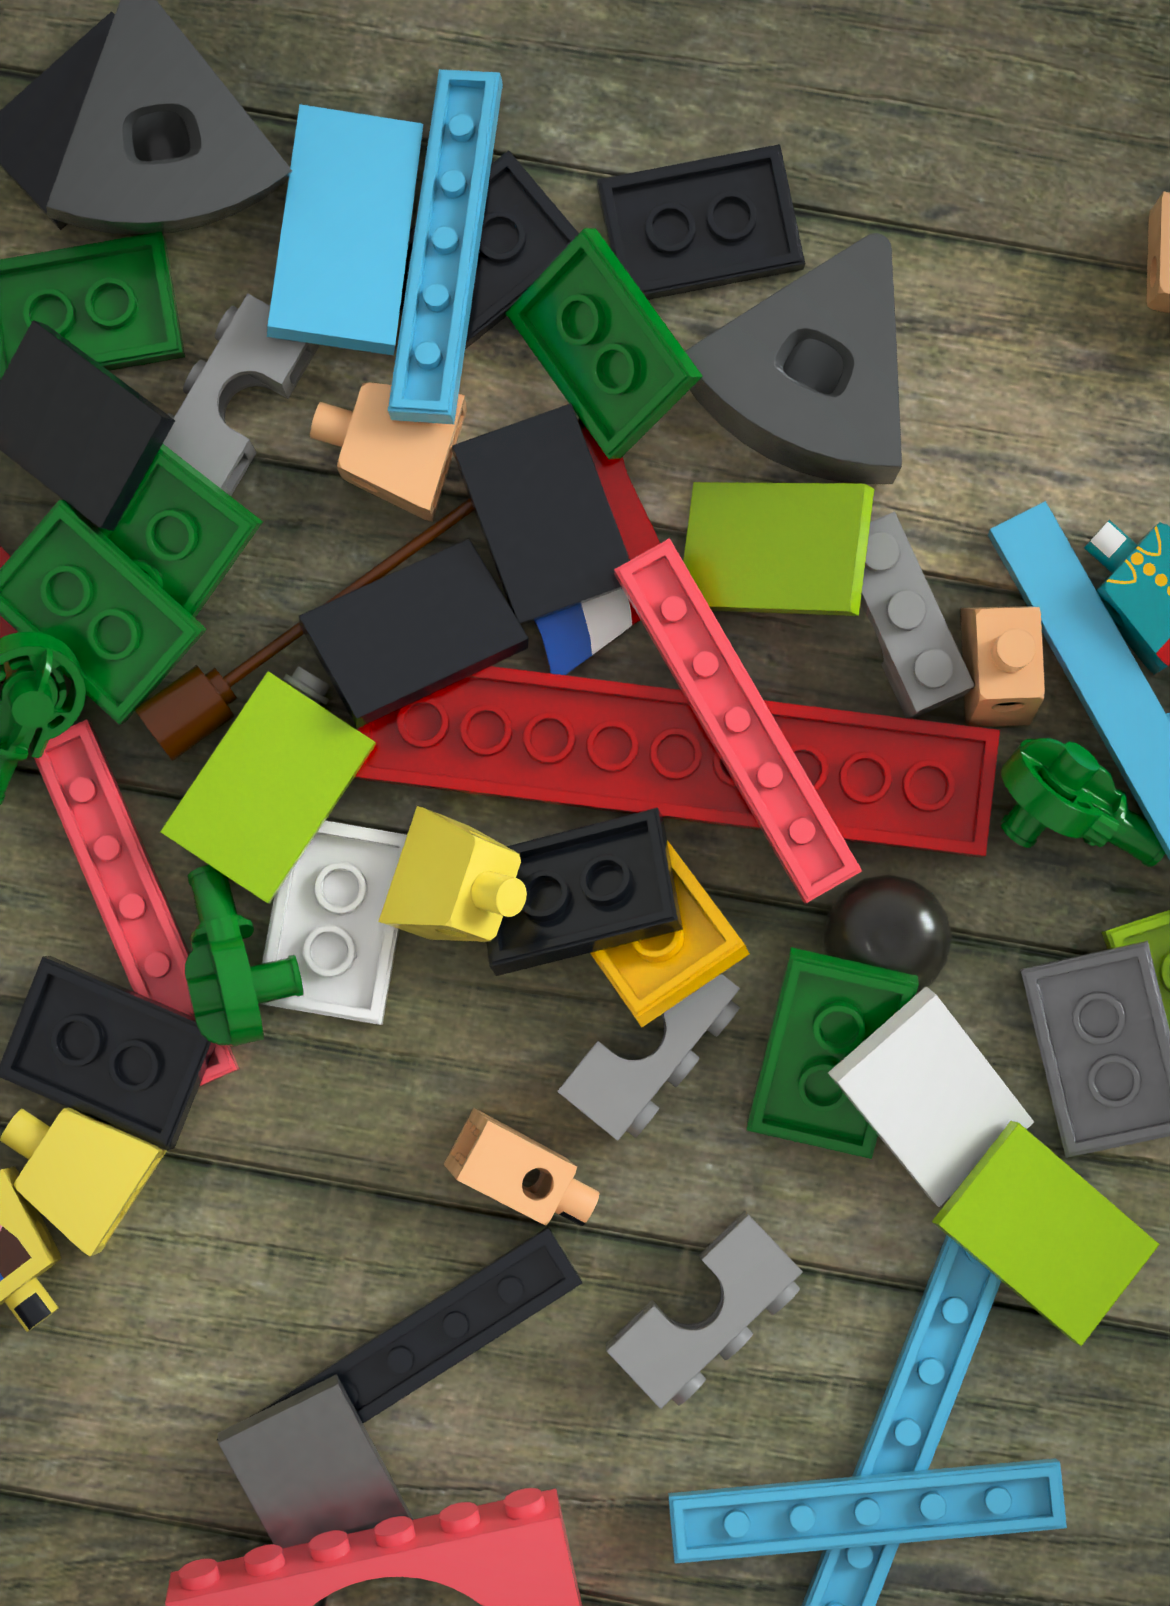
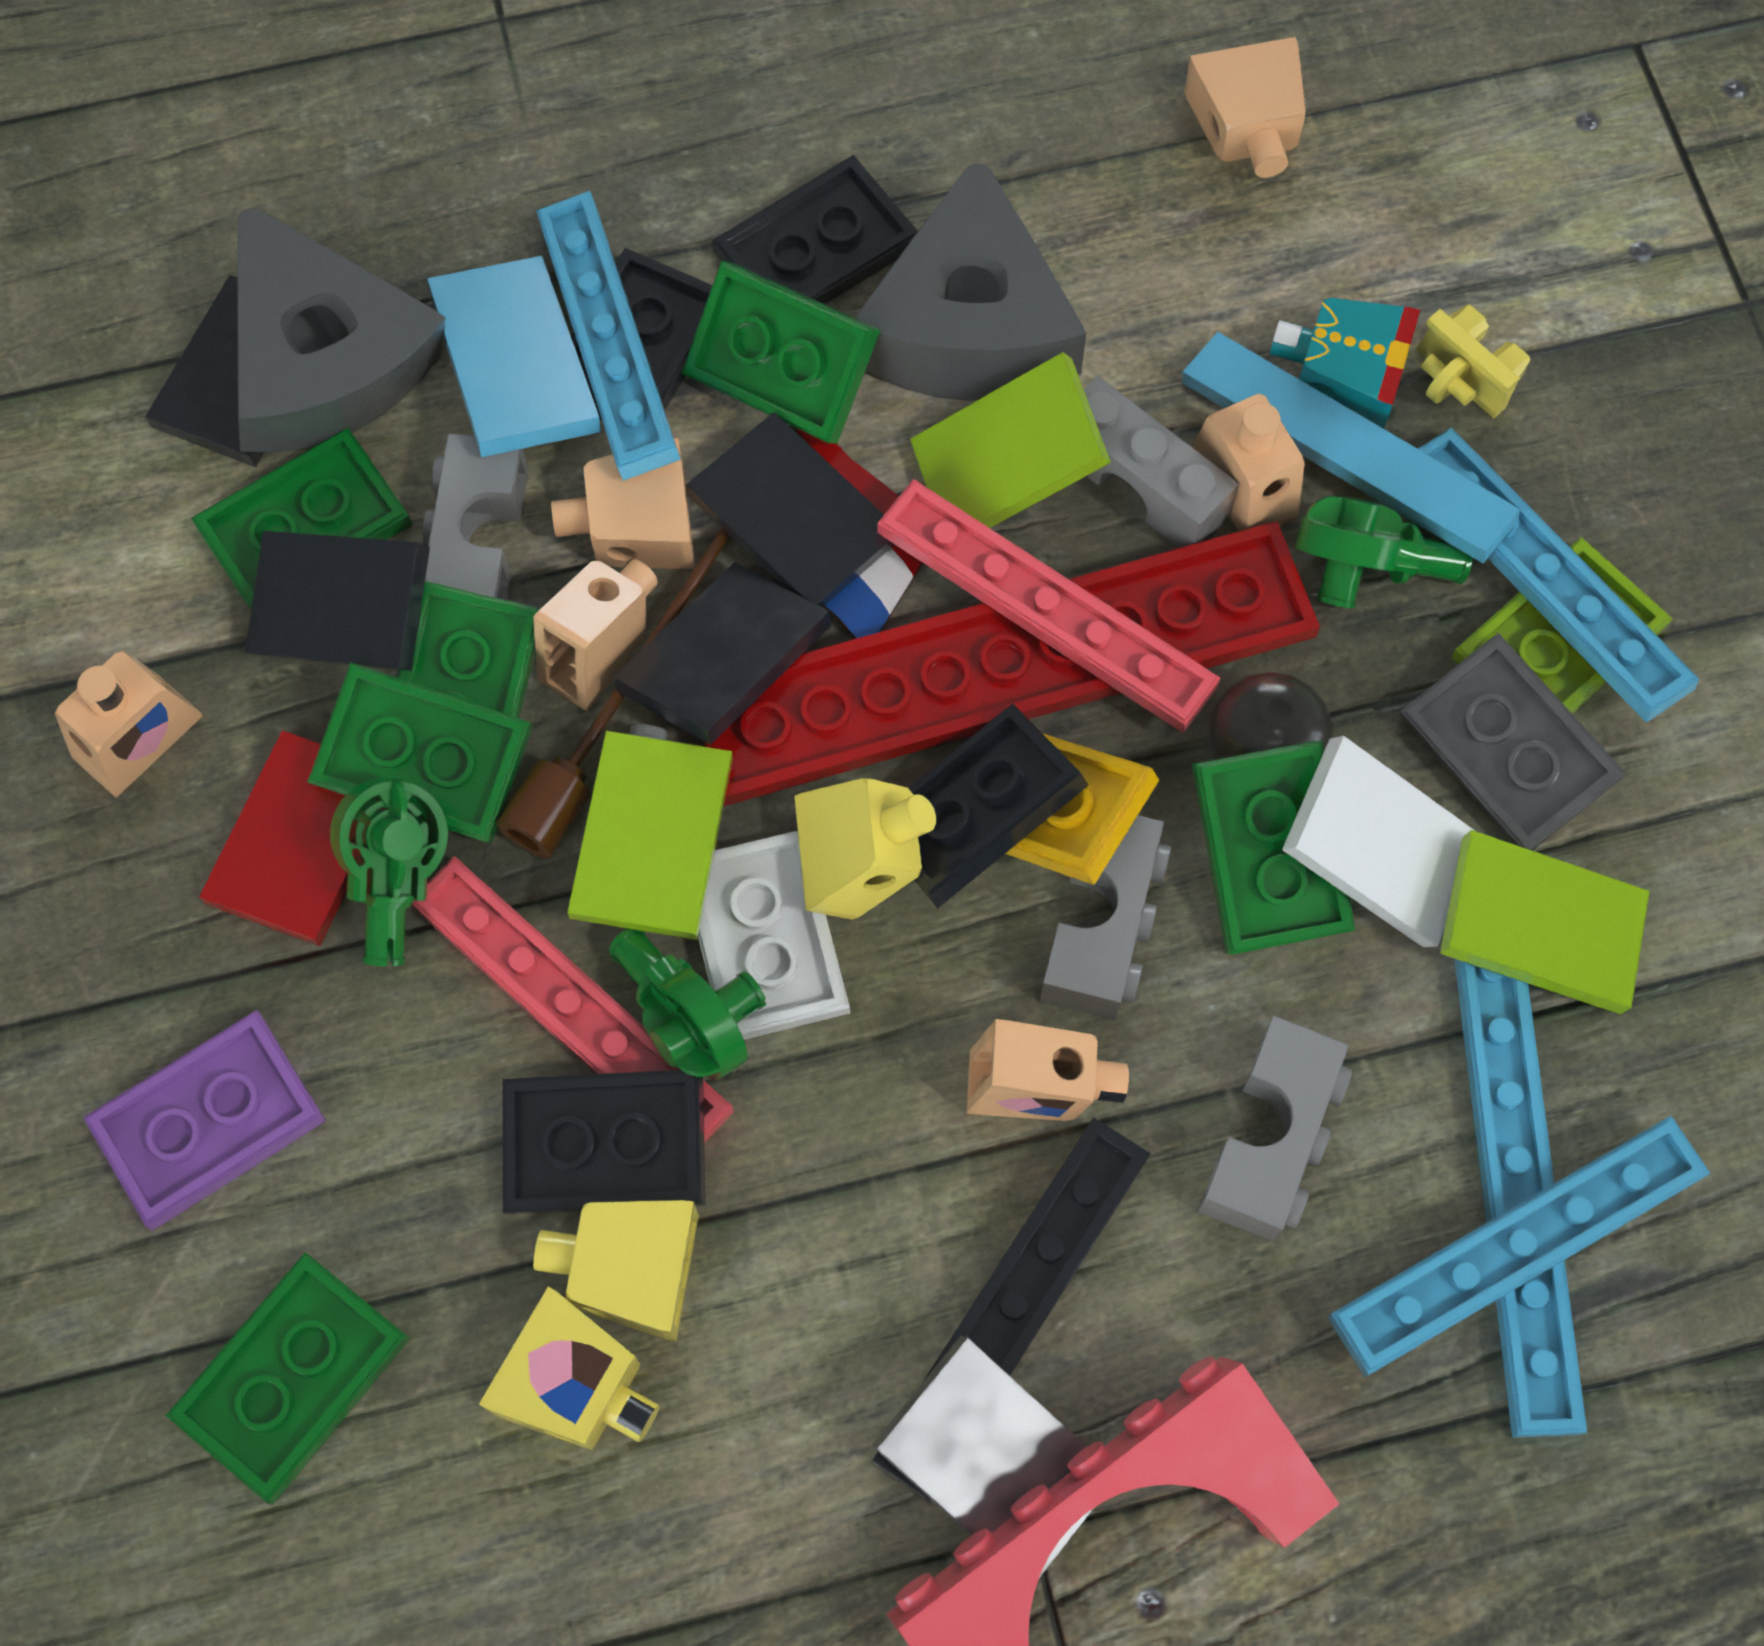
camera: 20 degrees left, 15 degrees down
(285, 568) = (592, 629): none -> light nougat torso

